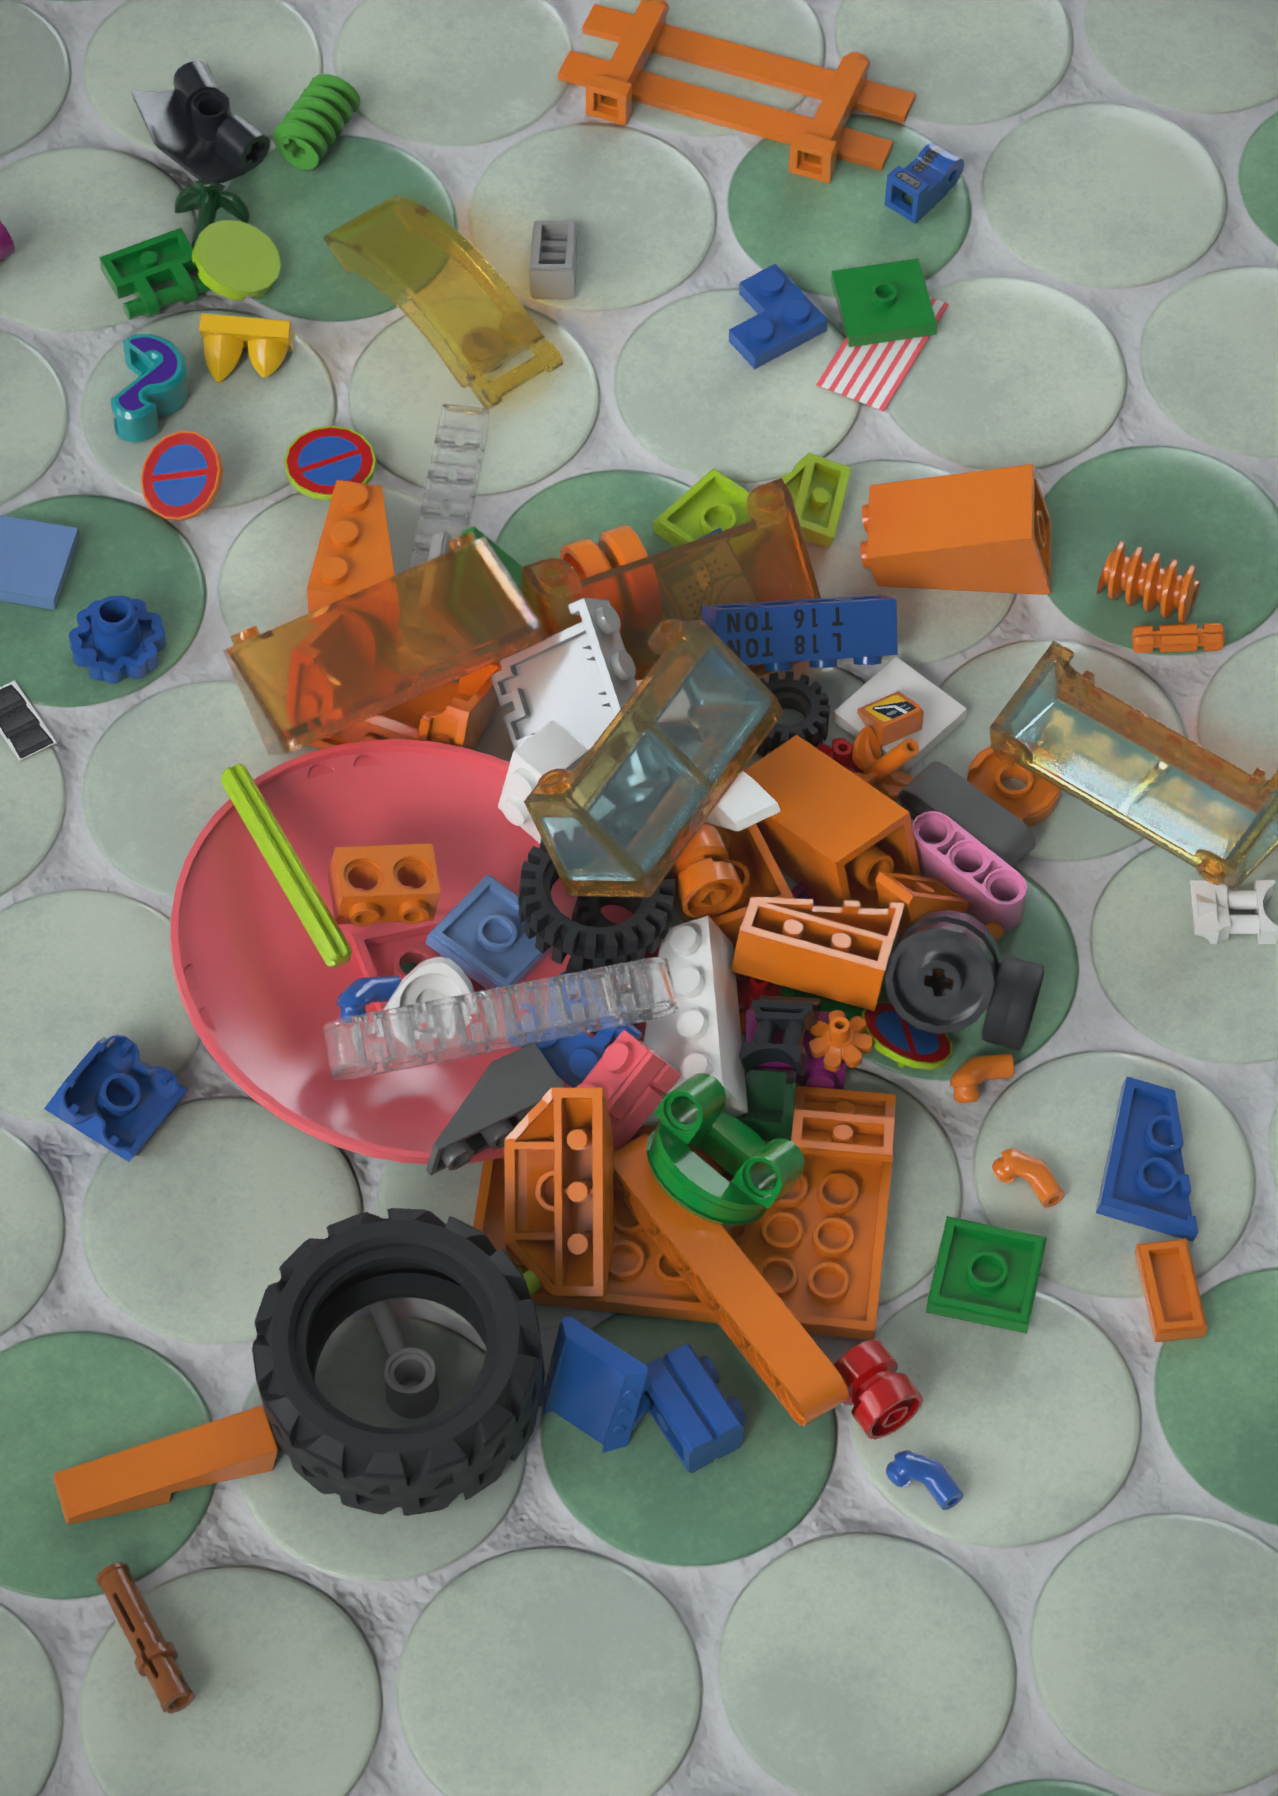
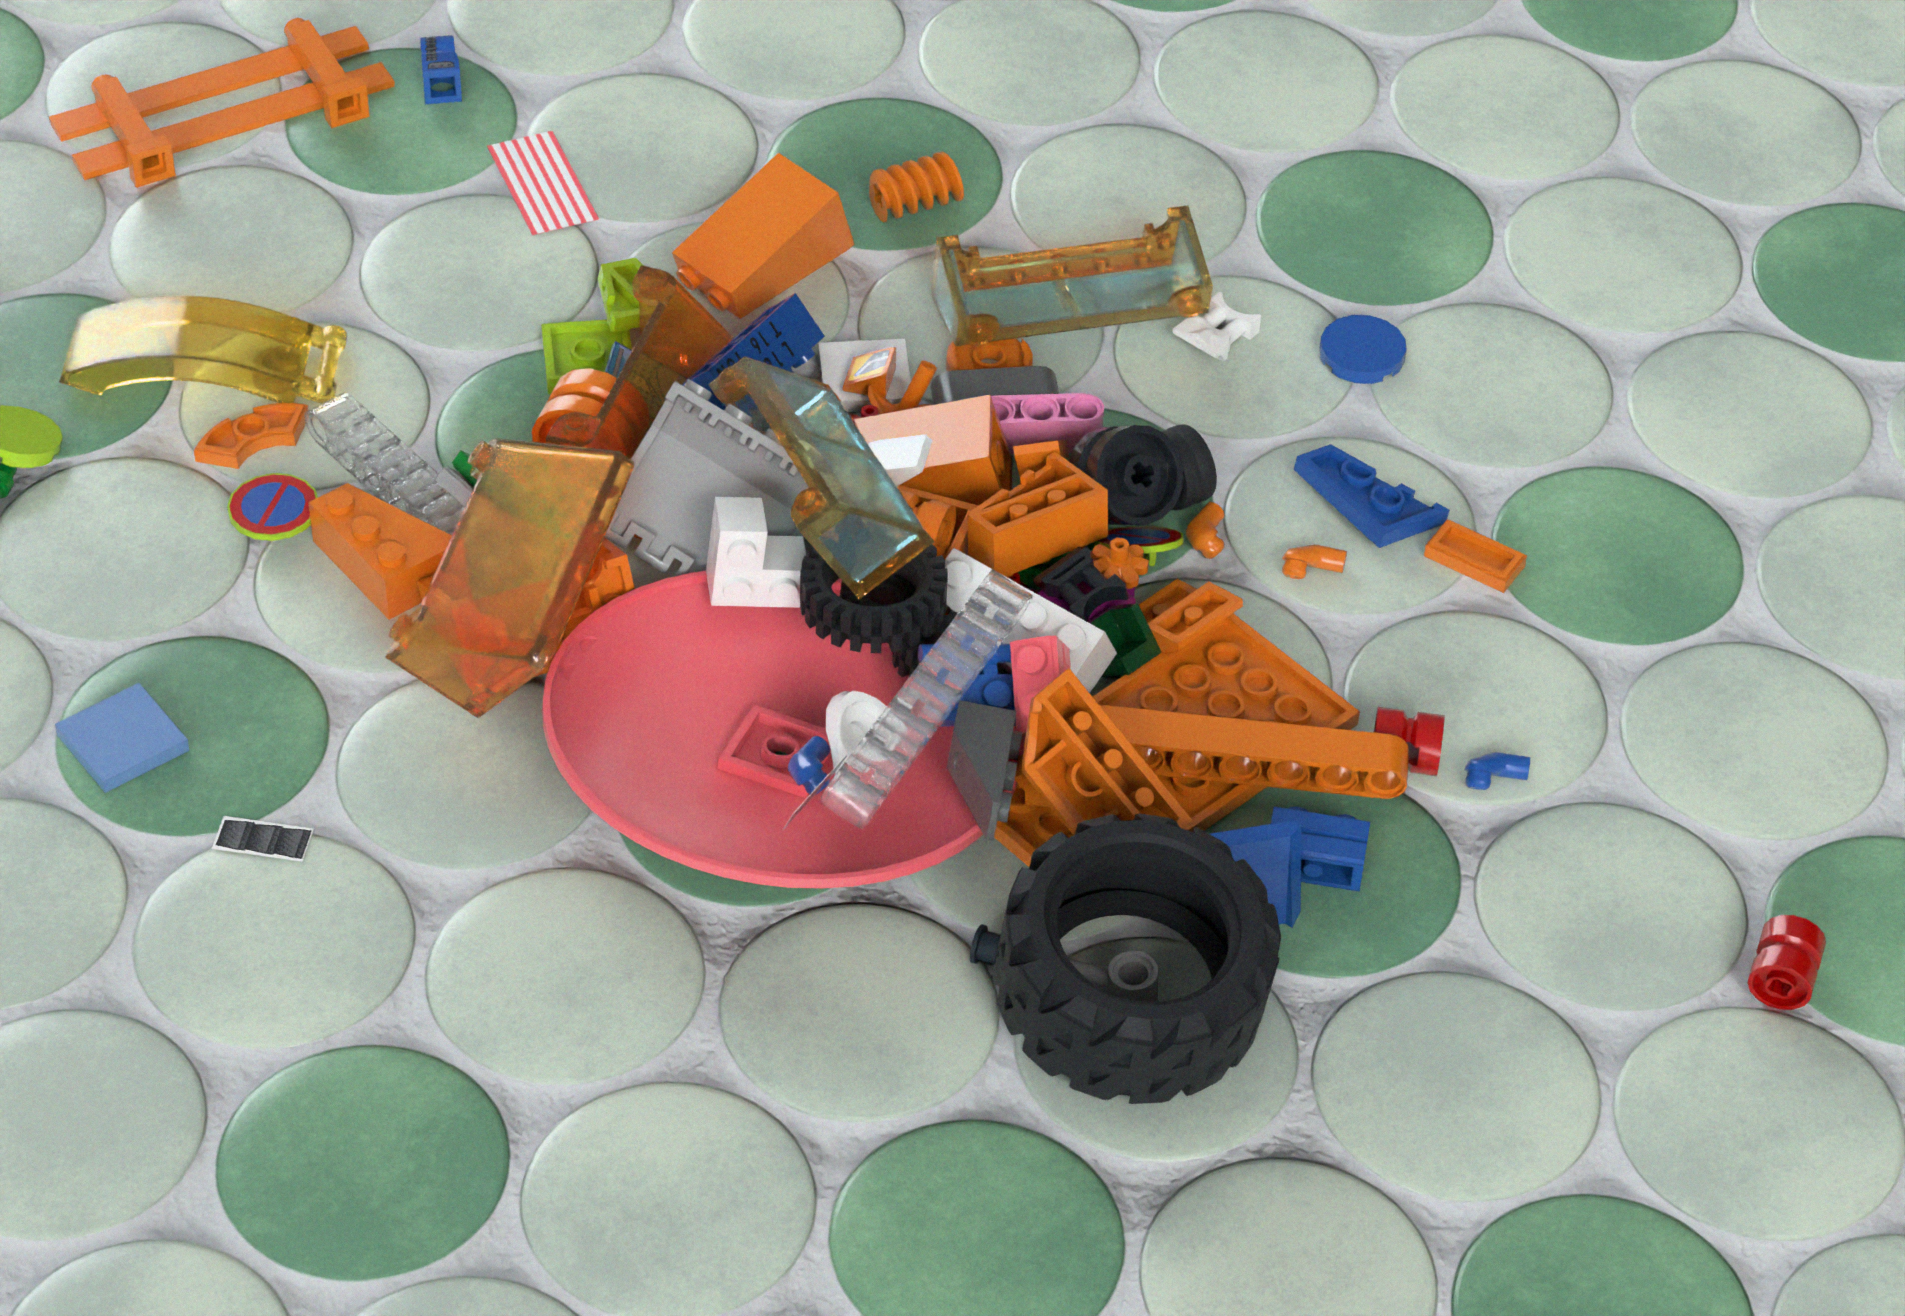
camera: 50 degrees left, 10 degrees down
(116, 1096) = (686, 994): blue slope -> none
(117, 639) = (272, 725): blue plant -> none
(152, 1471) = (1054, 1172): orange slope -> none
(153, 1654) = (1250, 1294): dark orange pin -> none
(155, 392) = (73, 547): teal animal -> none
(181, 475) = (175, 591): piece -> none
(228, 335) = (79, 484): yellow tile -> none
(286, 866) = (645, 730): lime axle -> none
(315, 1020) = (816, 790): none -> sticker
(384, 874) = (726, 691): orange brick -> none
(400, 388) = (236, 440): none -> orange tile
(487, 937) = (817, 671): medium blue tile -> none
(553, 262) = (249, 283): light grey slope -> none
(760, 1170) = (1157, 684): green piece -> none
(782, 319) = (457, 208): blue plate -> none
(883, 302) = (512, 155): green plate -> none
(986, 1274) = (1370, 631): green plate -> none
(1177, 638) = (970, 209): orange axle -> none

